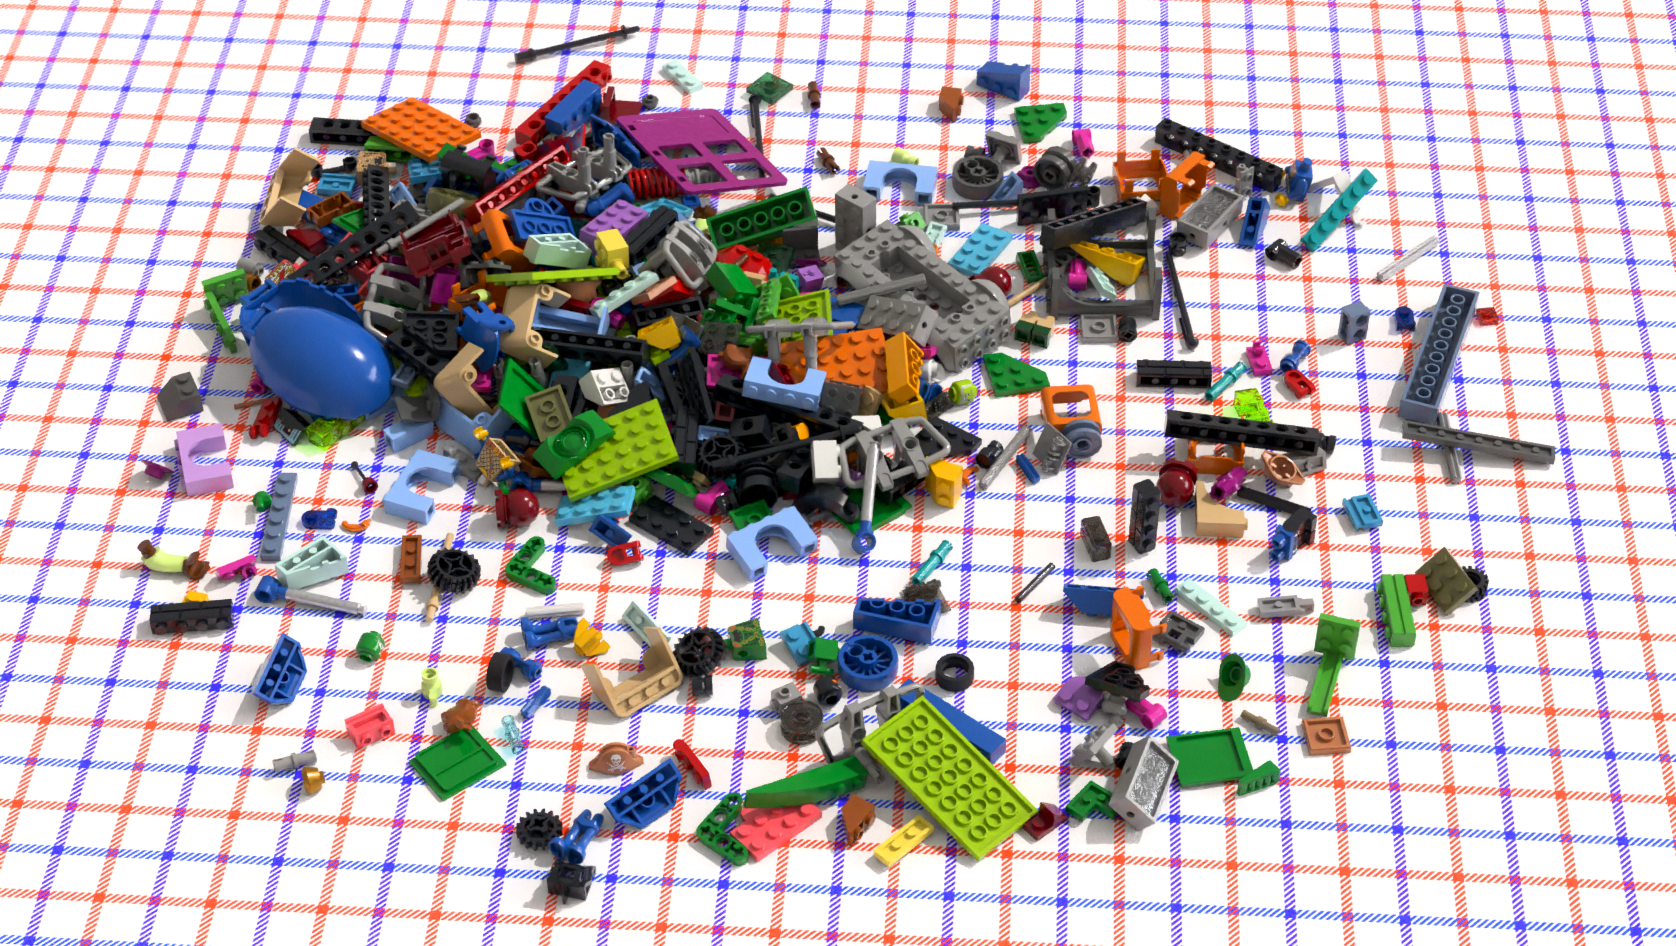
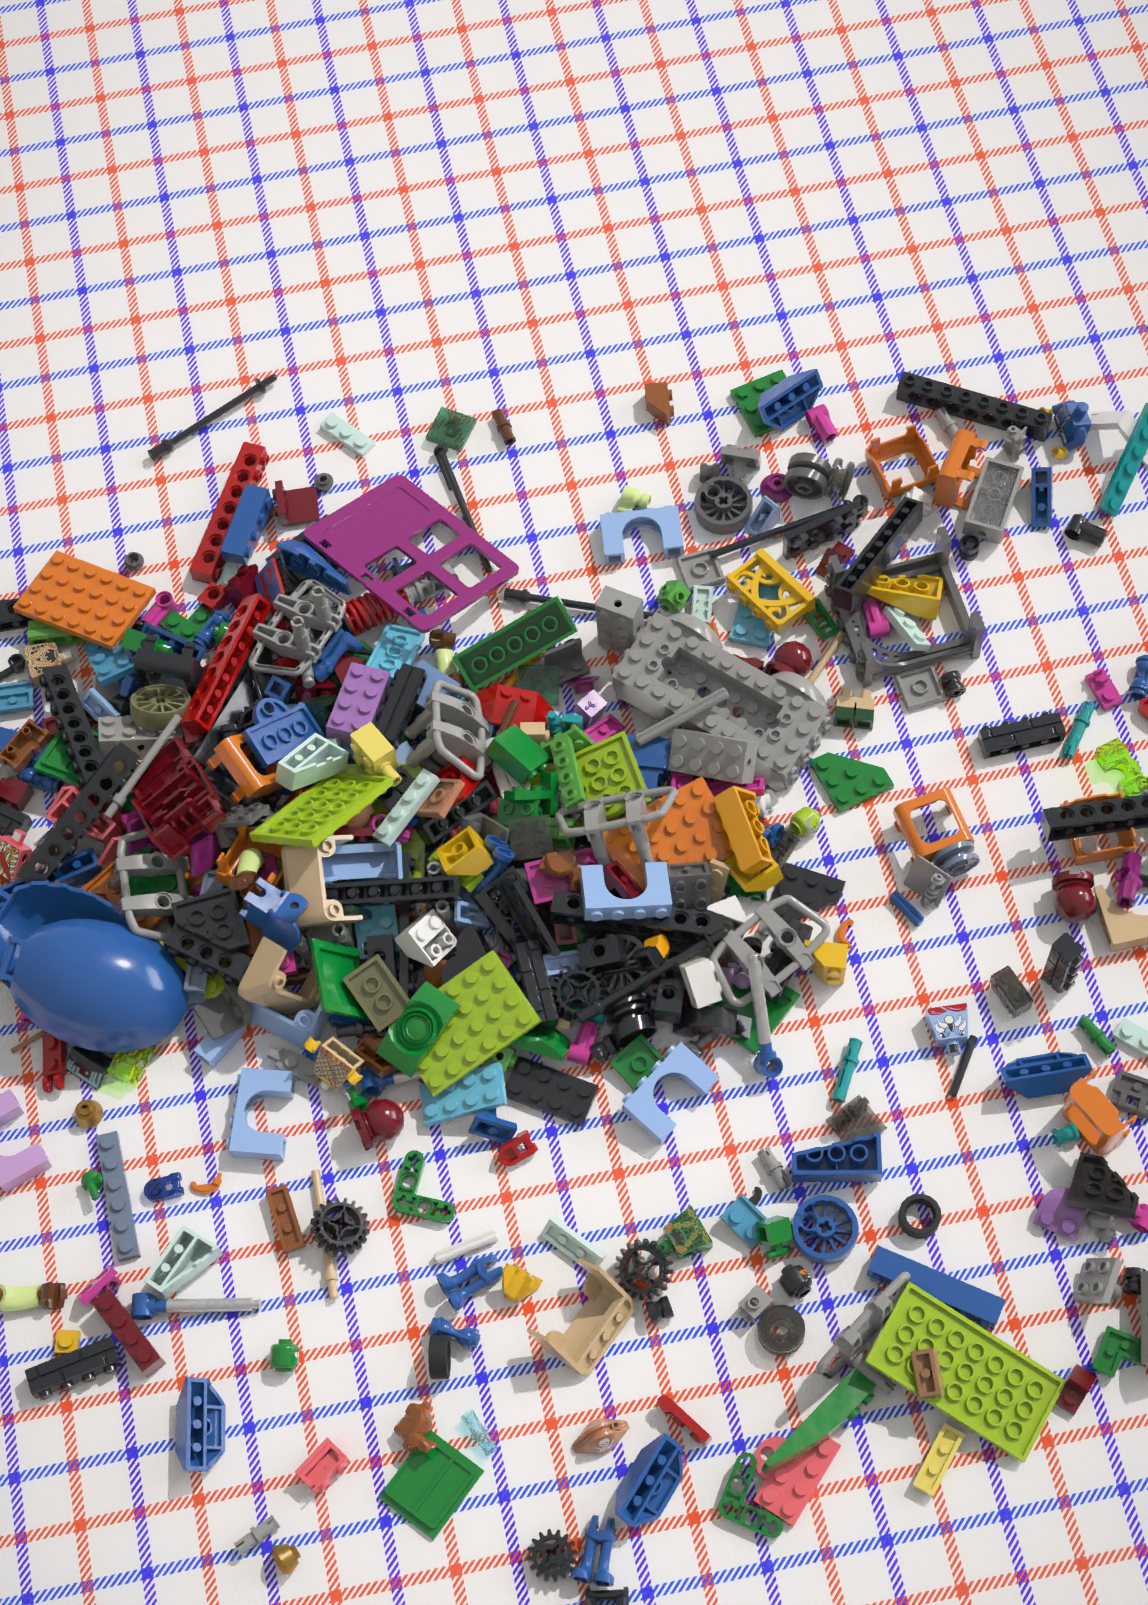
camera: 10 degrees left, 20 degrees up
(248, 602) = (128, 1333): none -> dark red arch
(278, 457) = (88, 1113): none -> pearl gold cone
(367, 481) = (201, 1124): dark red hinge -> none
(431, 686) = (370, 1394): yellowish green piece -> none
(535, 702) = (488, 1379): blue axle -> none
(828, 161) = (551, 521): reddish brown pin -> none
(841, 614) = (774, 1168): none -> light grey pin
(856, 817) = (878, 1445): dark orange slope -> none
(914, 763) = (927, 1373): none -> medium nougat slope
(986, 219) = (759, 606): none -> yellow fence
(989, 454) = (862, 903): black piece -> none
(1004, 458) = (877, 899): light grey axle -> none
(1005, 79) = (708, 354): blue wedge -> none
(1032, 550) = (948, 1026): none -> torso
(1060, 119) = (790, 399): none -> blue wedge
(1106, 645) = (1065, 1134): none -> teal bush
(1190, 341) = (1012, 661): black bar -> none

